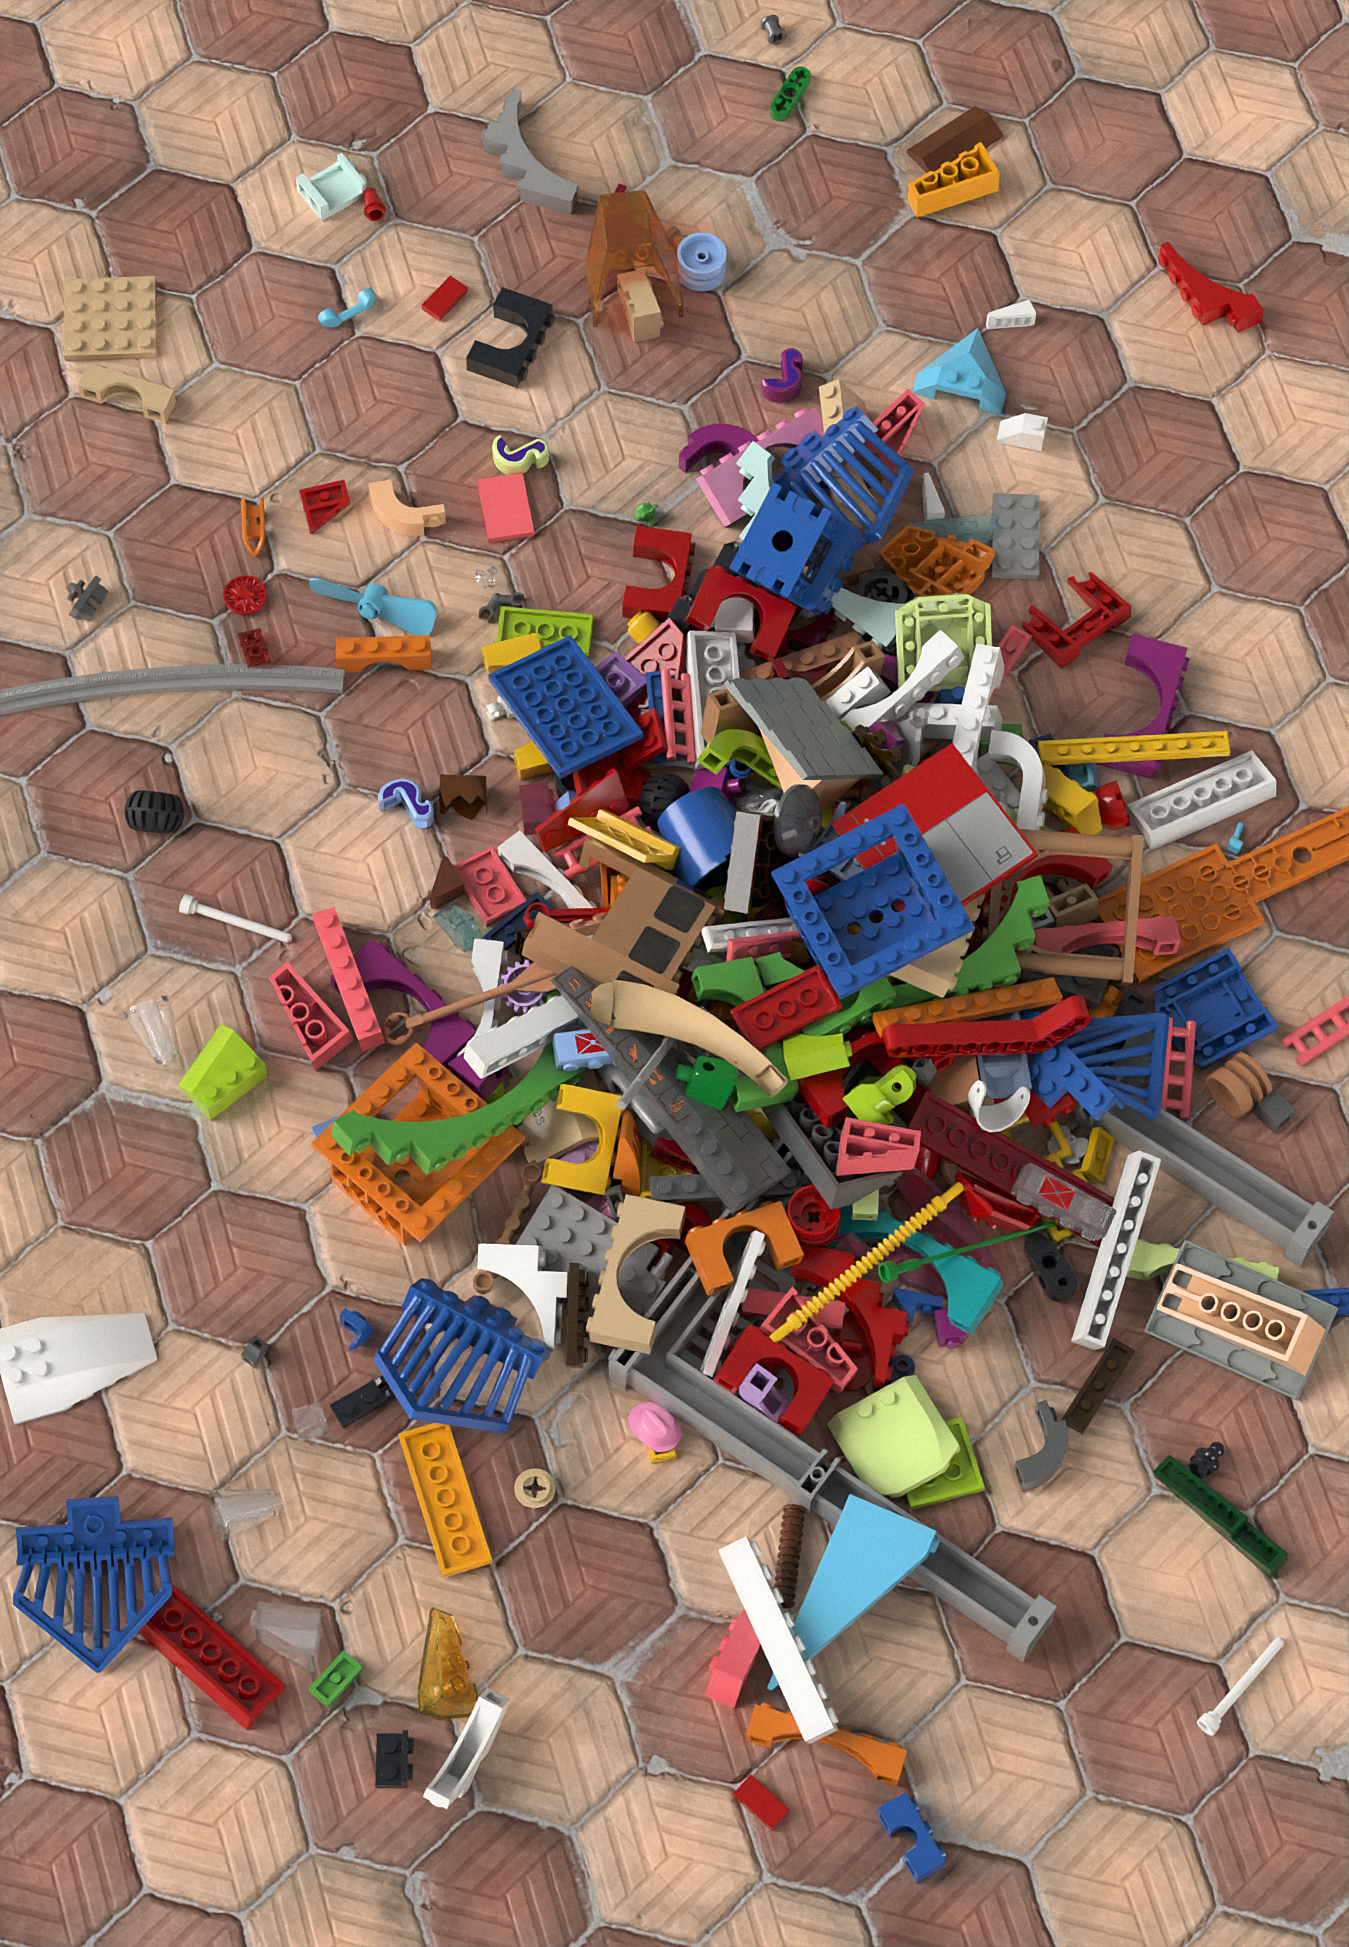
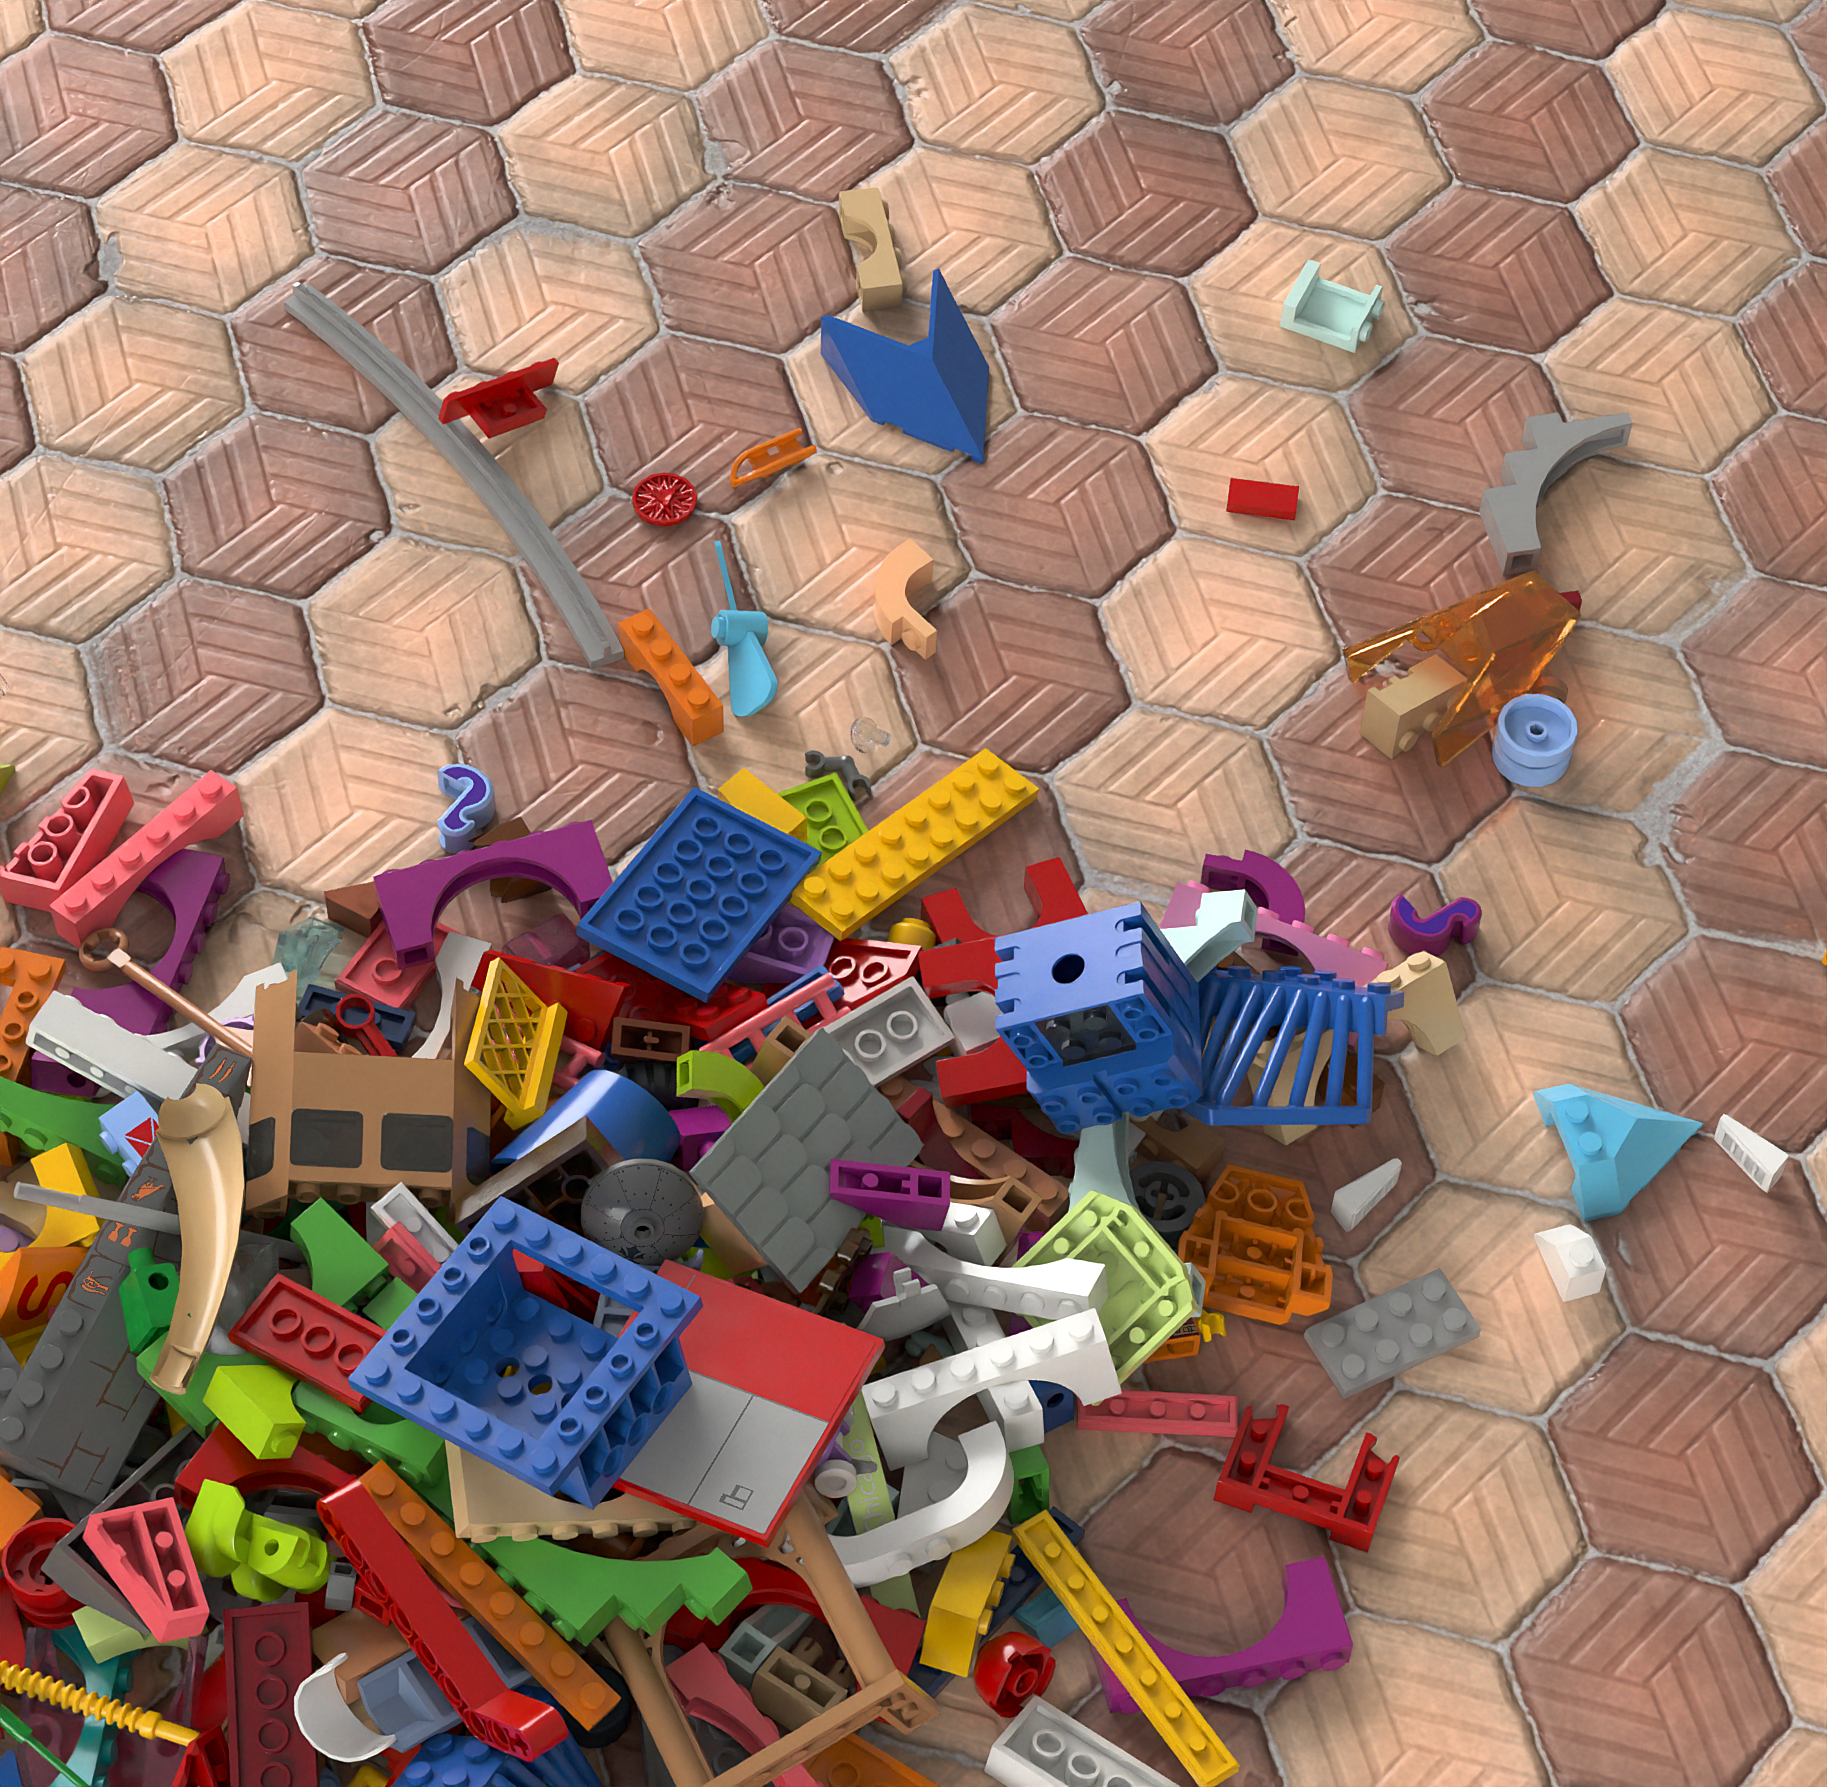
camera: 60 degrees right, 10 degrees down
(93, 590) = (546, 338): dark grey hips -> none
(110, 318) = (970, 188): tan plate -> none
(123, 641) = (504, 401): none -> red bracket
(154, 811) = (280, 551): black wheel -> none
(190, 905) = (167, 651): white piece -> none
(254, 425) = (926, 388): none -> blue windscreen
(254, 648) = (589, 542): clear red slope -> none
(323, 503) = (855, 514): red wing -> none
(330, 319) = (1193, 421): medium azure bar -> none
(373, 206) = (1339, 360): red cone -> none
(473, 852) = (417, 895): none -> magenta arch
(505, 507) = (993, 708): coral tile -> none
(512, 364) = (1216, 613): black arch -> none
(521, 458) = (1077, 689): yellowish green animal -> none
(581, 590) = (913, 844): none -> yellow plate
(646, 513) = (1096, 864): bright green plant -> none
(650, 770) = (648, 1041): none -> copper slope
(841, 701) = (893, 1193): none -> magenta slope
(897, 424) = (1444, 1089): coral wedge -> none
(964, 528) = (1355, 1267): clear light blue wing -> none

